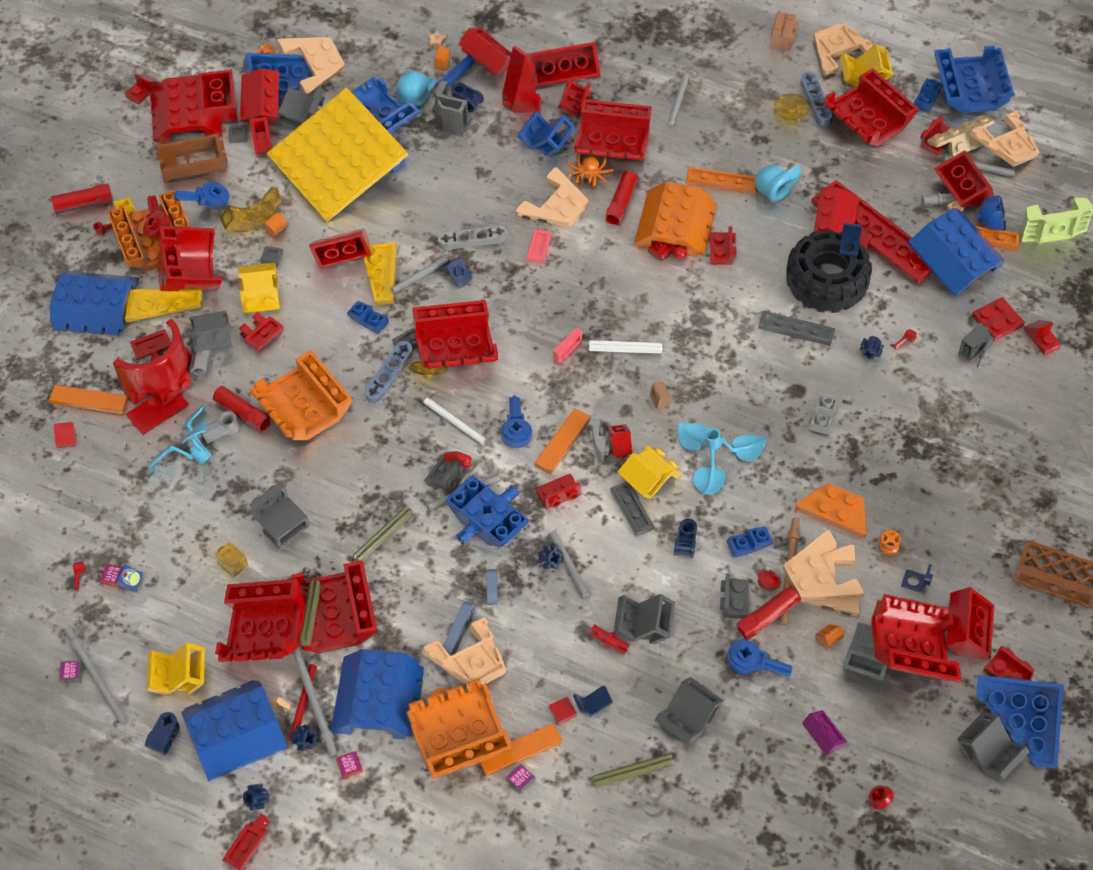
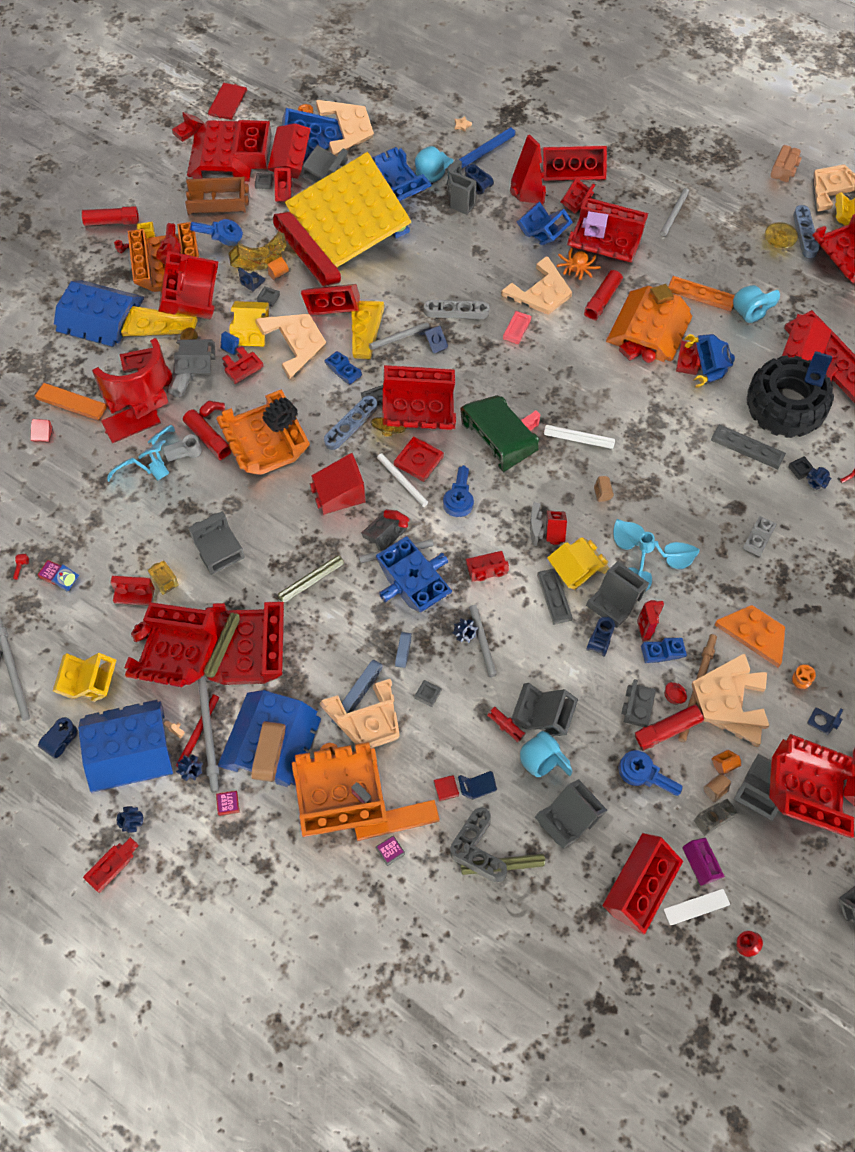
camera: 10 degrees right, 5 degrees up
(177, 53) = (227, 101): none -> red piece
(198, 309) = (189, 334): none -> pearl gold tile
(203, 577) = (132, 590): none -> red bracket
(222, 616) = (141, 631): none -> red hat
(238, 380) = (209, 407): none -> red arm
(243, 311) = (229, 343): none -> blue tile
(246, 242) = (246, 279): none -> dark blue bracket
(302, 199) = (307, 249): none -> red beam
(315, 290) = (300, 335): none -> light nougat wing
(317, 375) = (280, 414): none -> black tyre
(382, 704) = (268, 751): none -> medium nougat beam
(391, 437) = (338, 485): none -> red slope
(442, 58) = (462, 141): orange brick -> none
(466, 396) = (418, 459): none -> red plate
(480, 728) = (360, 793): none -> dark grey tile
(485, 50) = (503, 138): red slope -> none
(525, 624) = (428, 693): none -> dark grey tile
(544, 353) = (500, 430): none -> dark green windscreen
(562, 441) = (501, 517): orange tile -> none
(599, 126) = (595, 224): none -> lavender brick
(599, 763) = (472, 851): none -> dark grey beam
(652, 660) = (542, 755): none -> medium azure piece
(681, 188) = (661, 294): none -> pearl gold tile
(694, 494) = (618, 593): none -> dark grey piece
(729, 513) = (649, 618): none -> red bracket
(745, 243) = (713, 355): none -> blue torso
(771, 761) = (643, 882): none -> red slope
(825, 661) = (717, 787): none -> medium nougat brick
(826, 775) = (696, 907): none -> white sticker
(828, 688) = (715, 816): none -> clear smoke leg
(852, 340) = (800, 467): none -> black tile

